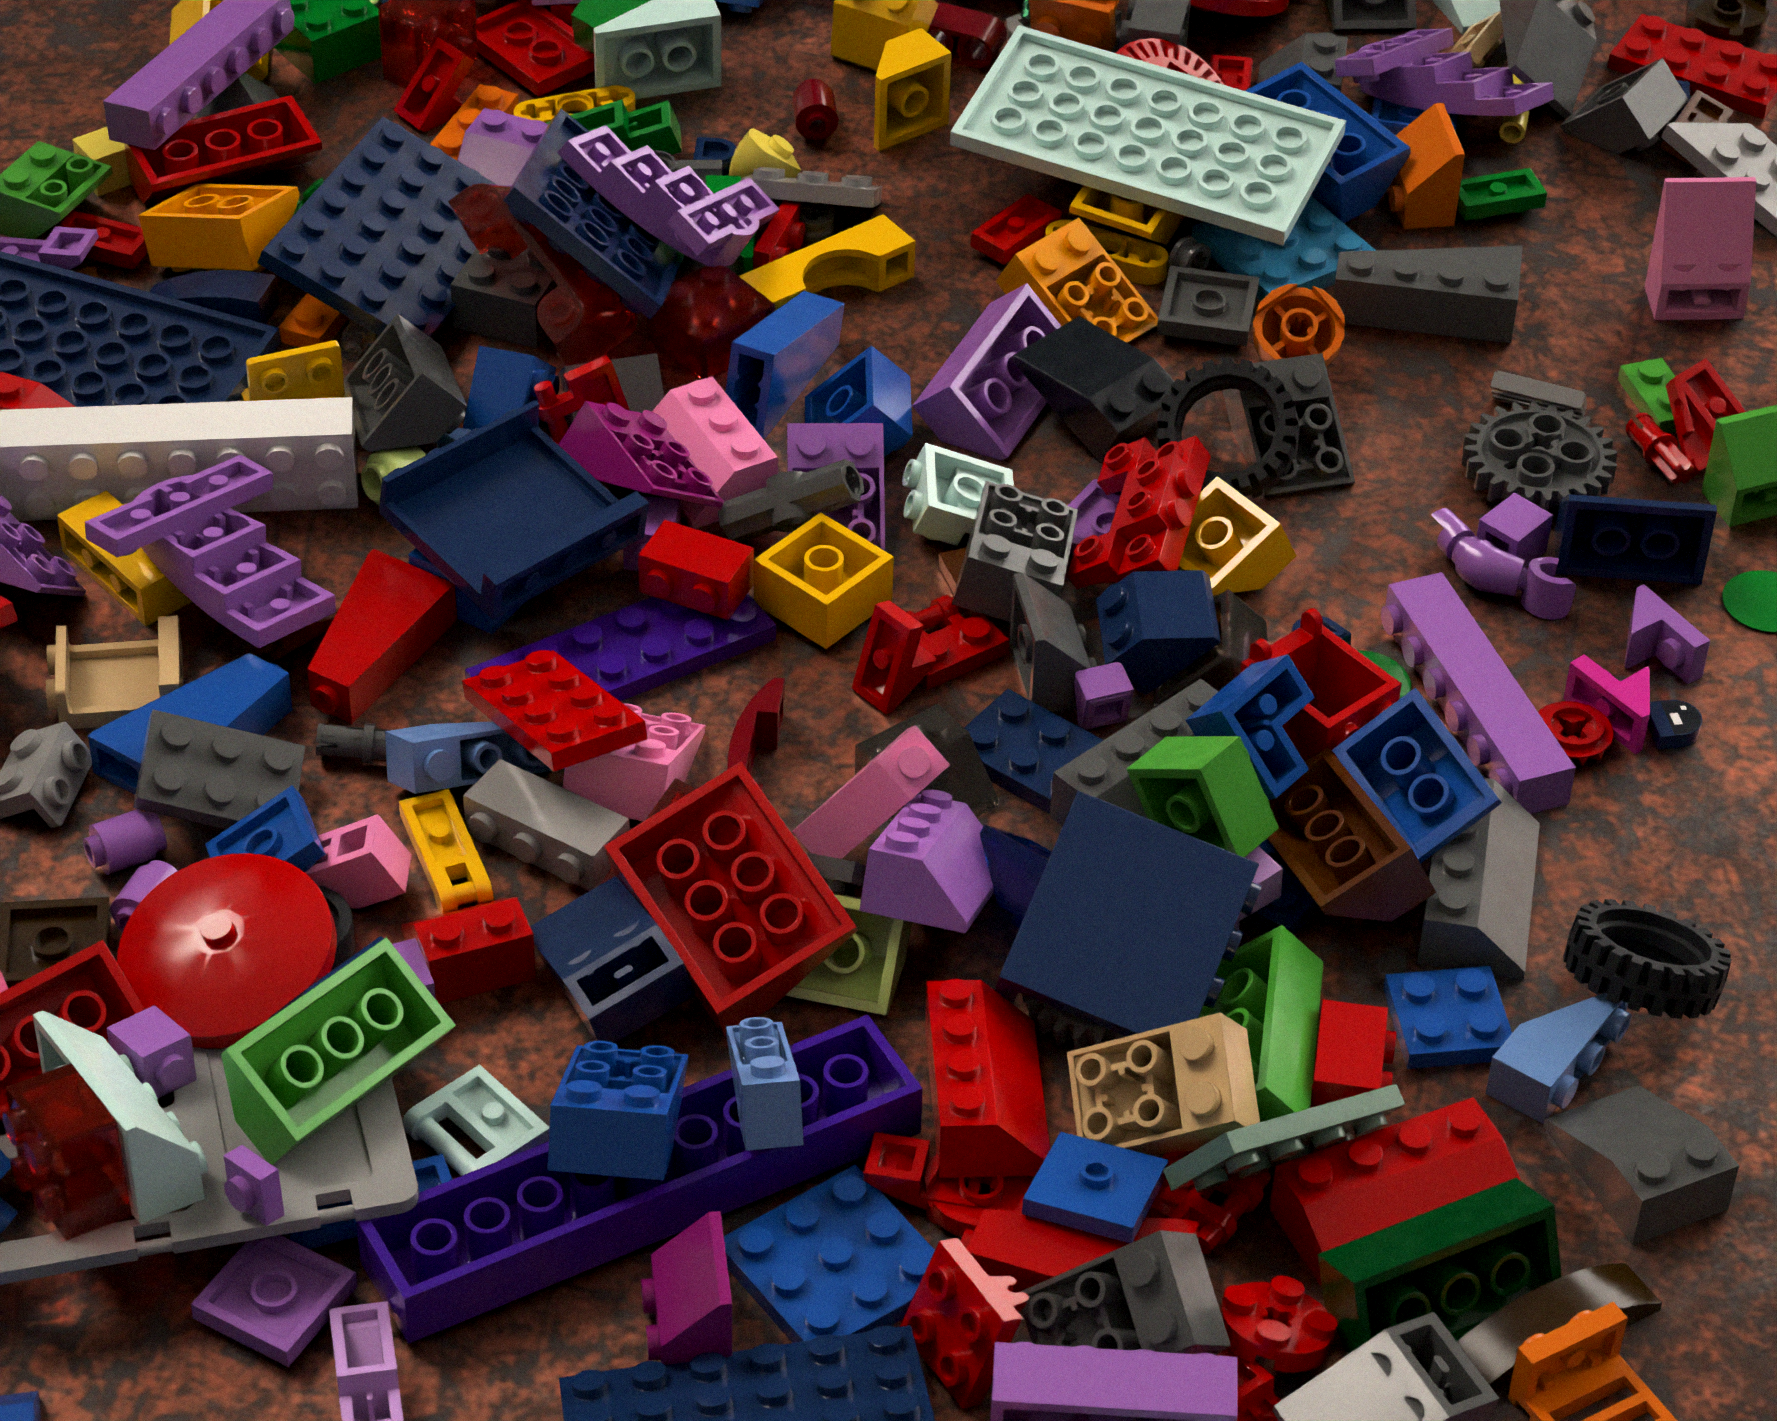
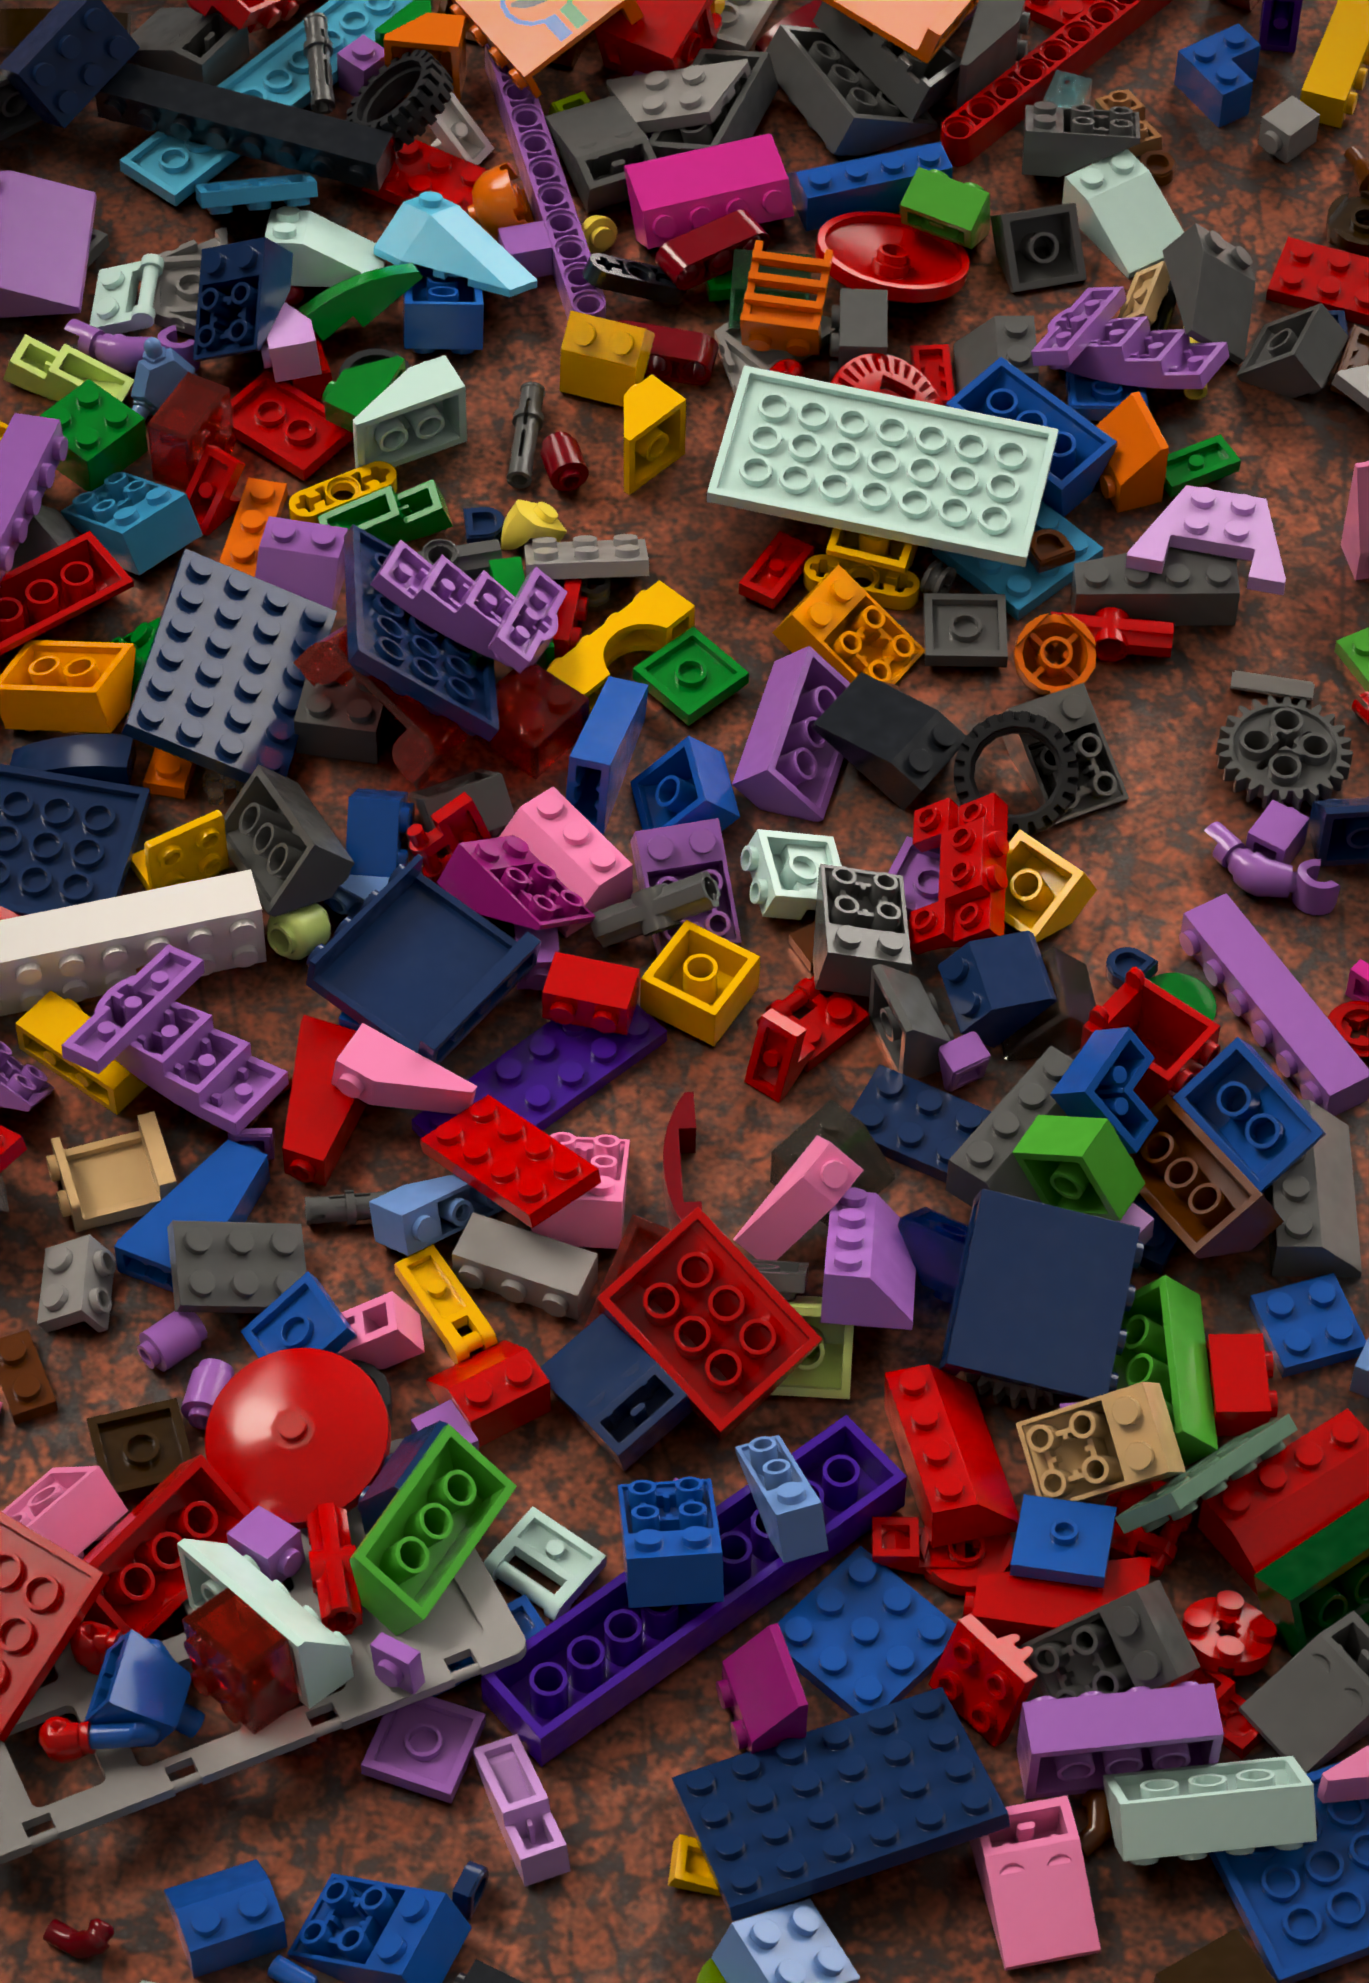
camera: 10 degrees left, 10 degrees up
(210, 1110) = (331, 1568): none -> red piece
(289, 659) = (259, 1137): none -> medium lavender slope
(350, 102) = (135, 520): none -> dark azure slope
(453, 614) = (397, 1077): none -> bright pink slope
(787, 74) = (527, 422): none -> dark grey pin
(897, 308) = (691, 675): none -> green plate
(1316, 242) = (1050, 550): none -> reddish brown tile
(1375, 329) = (1120, 635): none -> red piece
(1501, 233) = (1215, 525): none -> lavender wing

